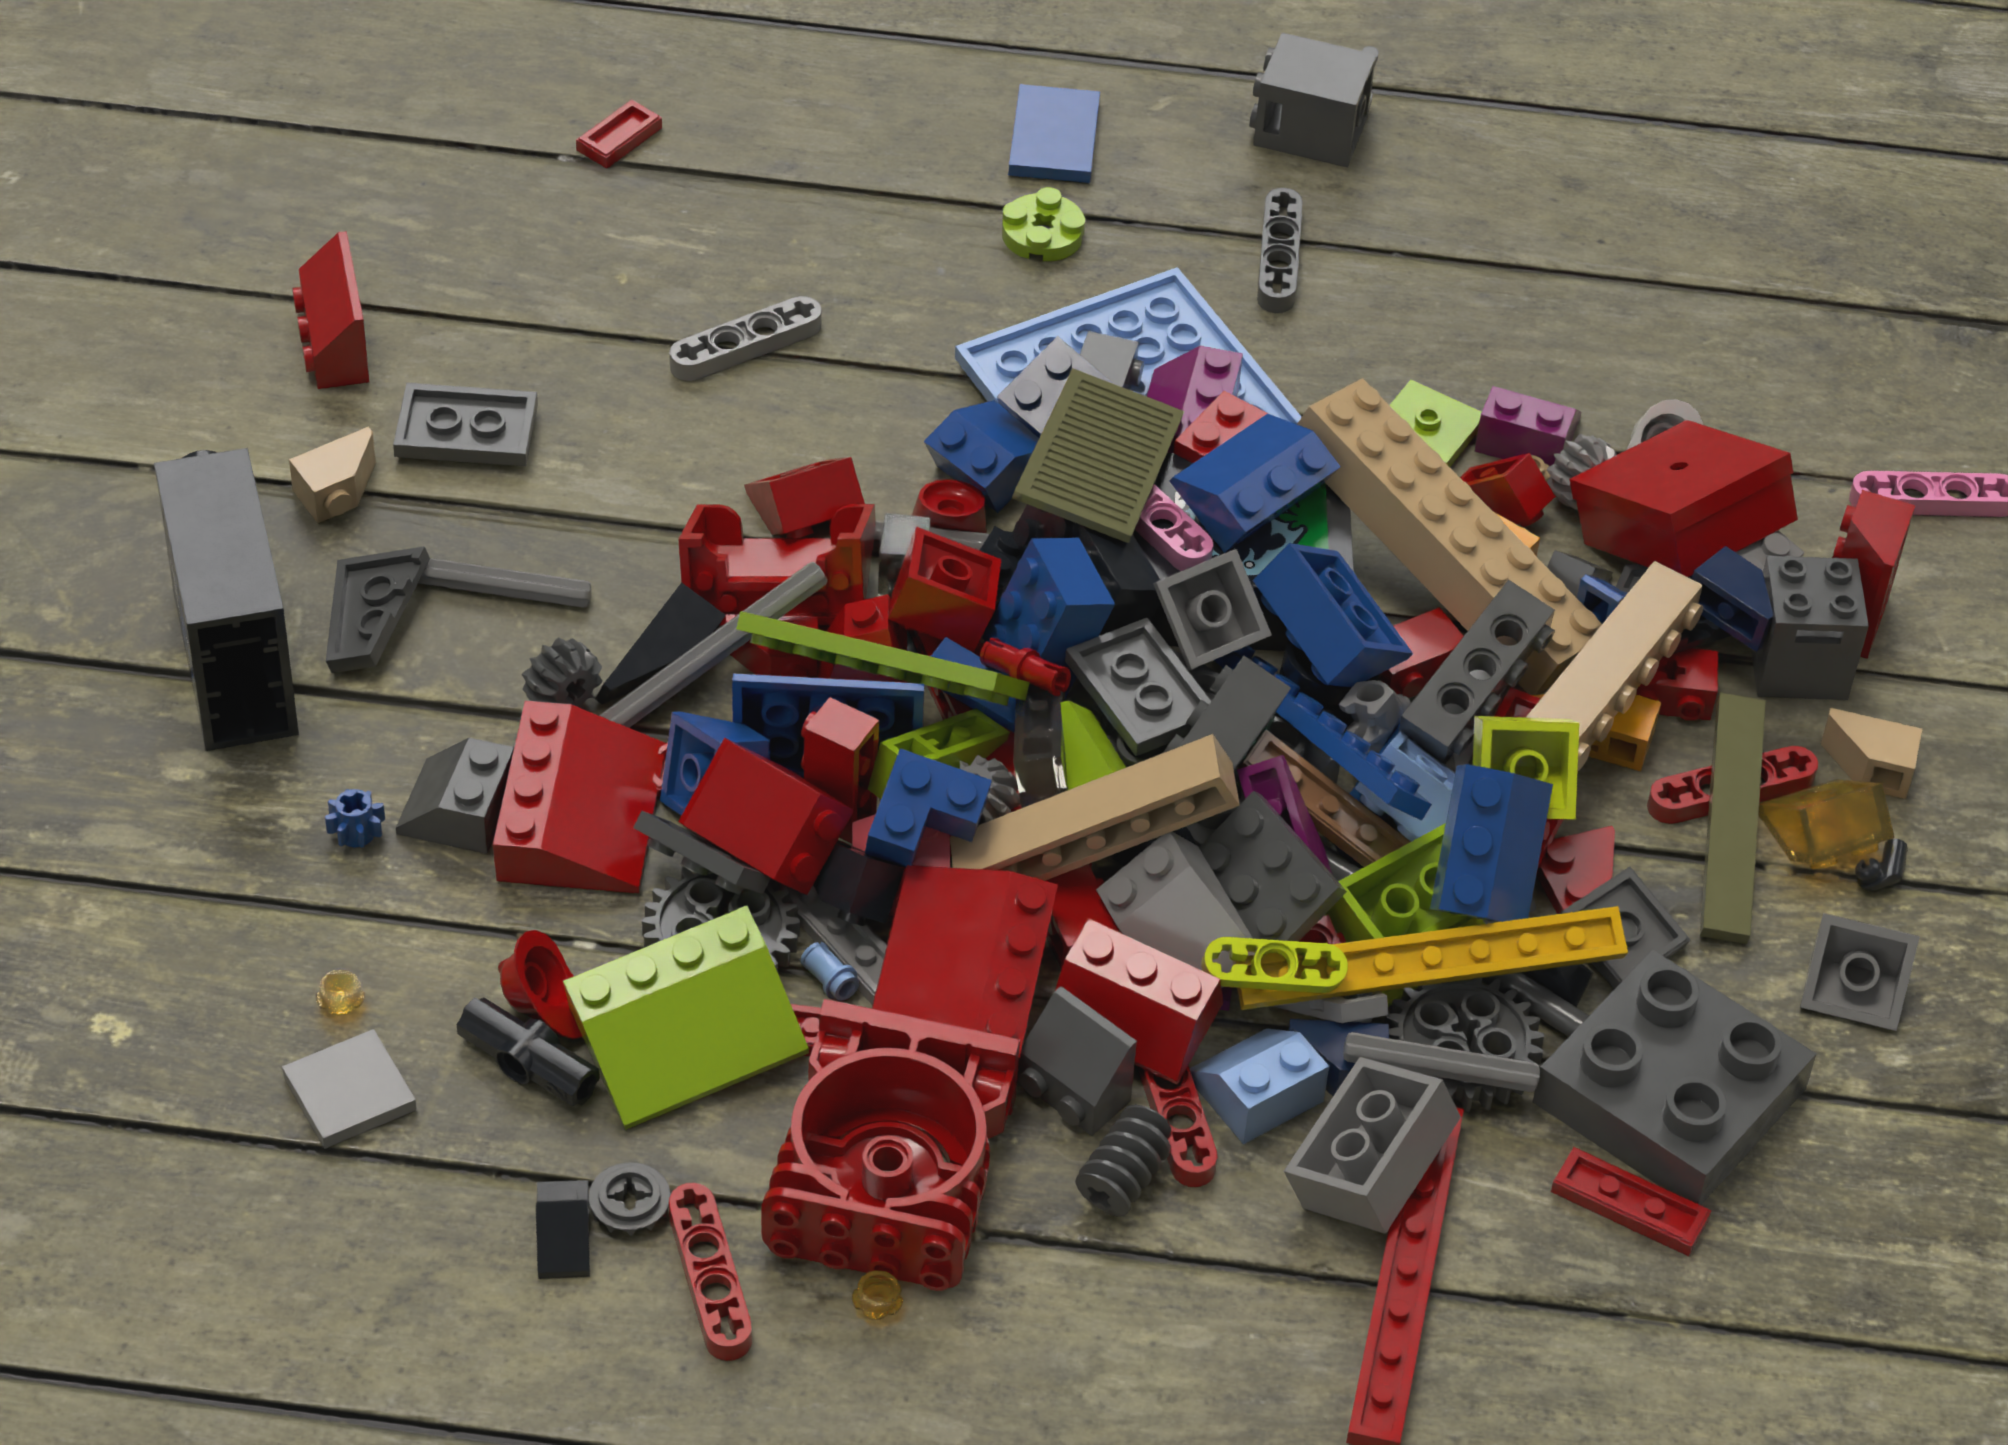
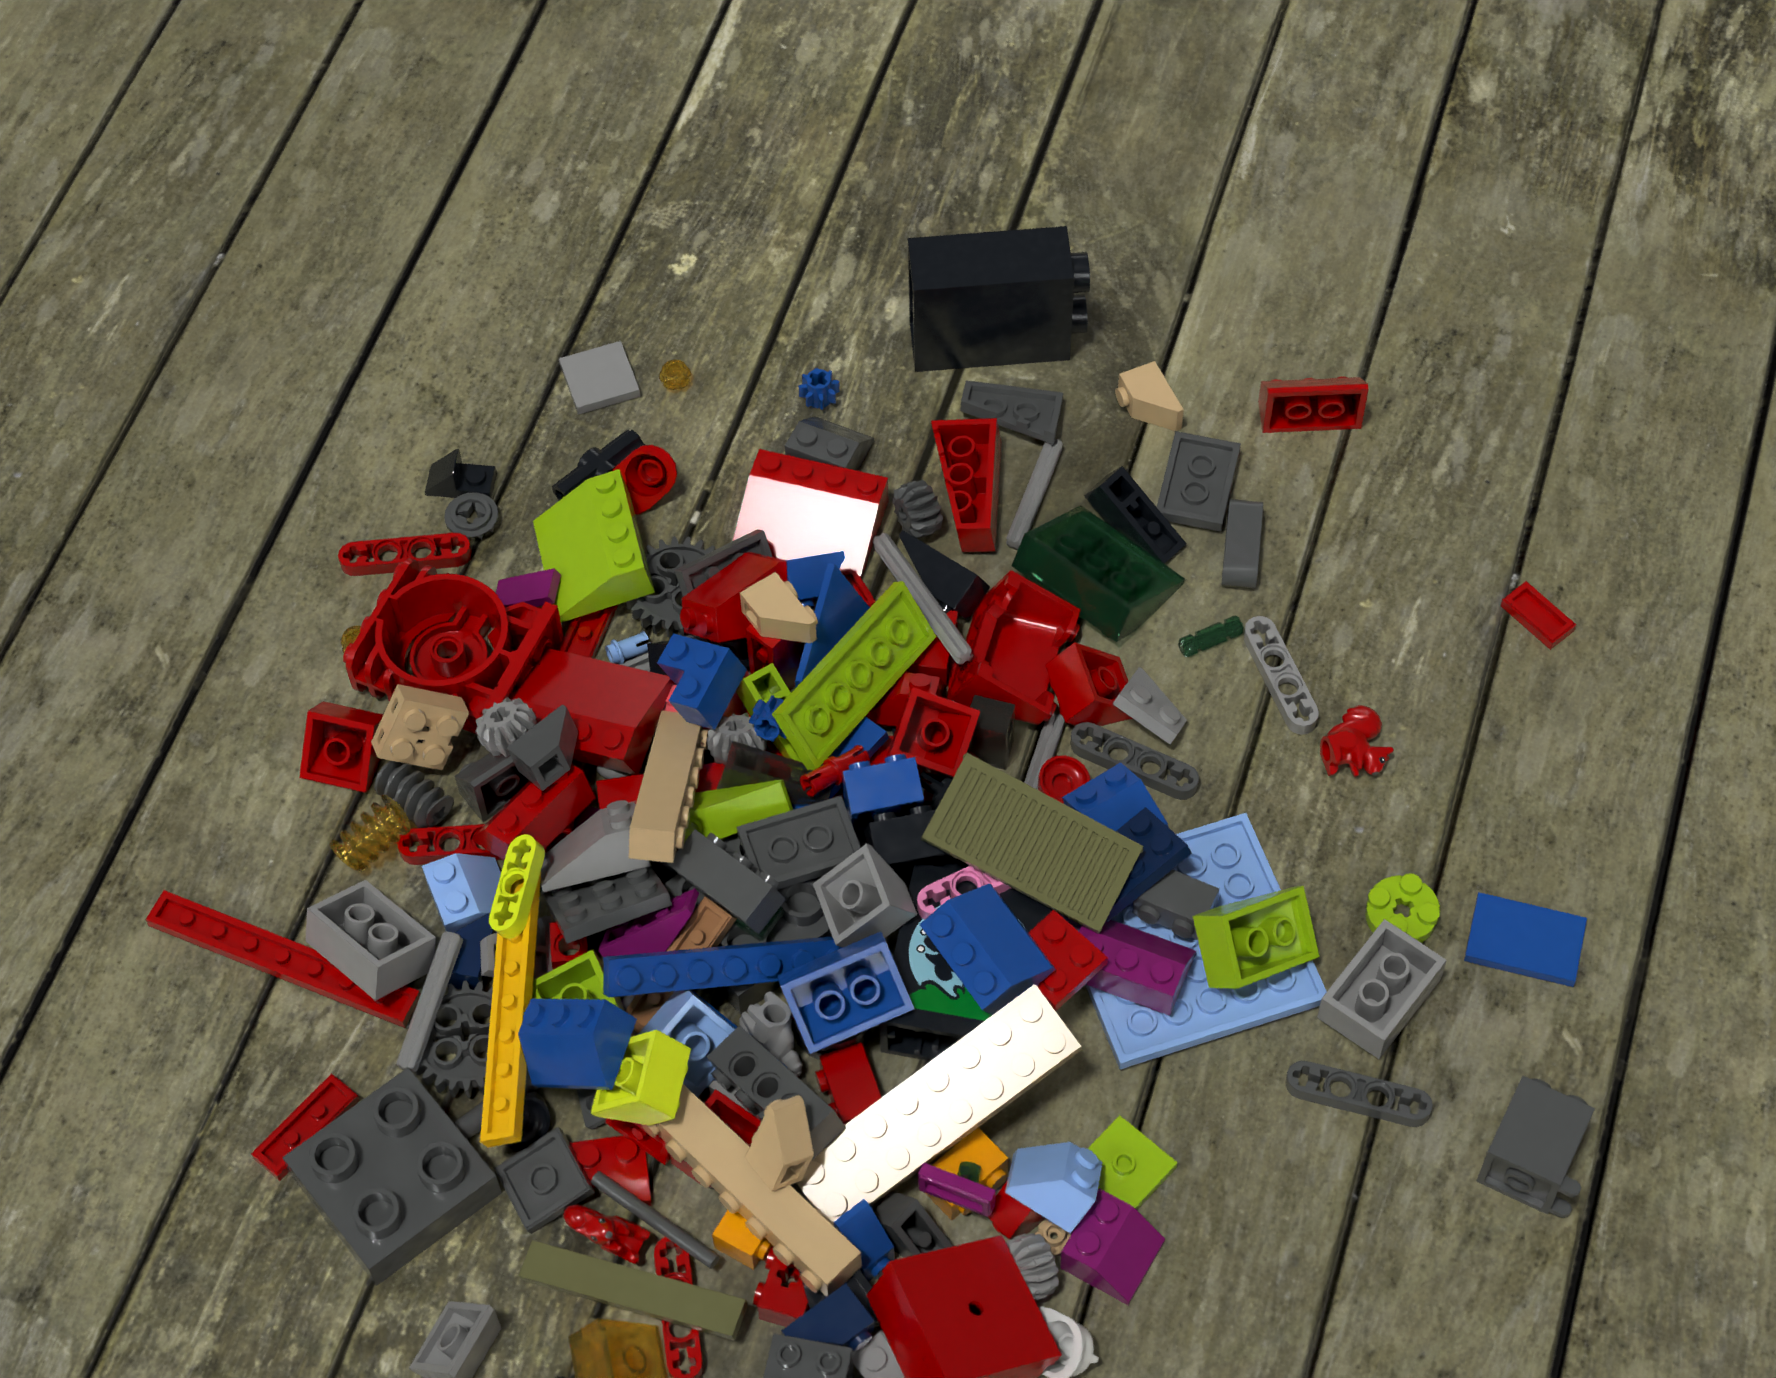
camera: 105 degrees right, 10 degrees up
(494, 630) = (971, 471): none -> red wedge
(528, 478) = (1134, 515): none -> black slope
(563, 374) = (1242, 543): none -> dark grey beam
(627, 504) = (1096, 571): none -> clear green slope
(701, 401) = (1210, 636): none -> clear green axle
(763, 1093) = (529, 588): none -> magenta tile
(821, 440) = (1150, 706): none -> light grey wing
(830, 703) = (776, 611): none -> tan slope
(840, 271) = (1349, 743): none -> red animal
(895, 456) = (1136, 757): none -> dark grey beam
(969, 727) = (764, 722): none -> blue gear
(1048, 1133) = (419, 727): none -> tan piece
(1057, 1016) = (504, 725): none -> light grey gear
(1059, 1266) = (340, 746): none -> red slope
(1078, 943) = (546, 749): none -> dark grey slope
(1149, 306) = (1255, 938): none -> lime slope
(1159, 221) = (1381, 989): none -> light grey brick
(1207, 1188) = (373, 836): none -> clear yellow piece
(1490, 438) = (1055, 1181): none -> light blue slope
(1510, 514) = (969, 1171): none -> clear green hand
(1533, 509) = (956, 1189): none -> magenta tile
(1569, 621) = (782, 1144): none -> tan slope
(1641, 807) = (655, 1220): none -> dark grey bar
(1671, 844) = (611, 1233): none -> red animal

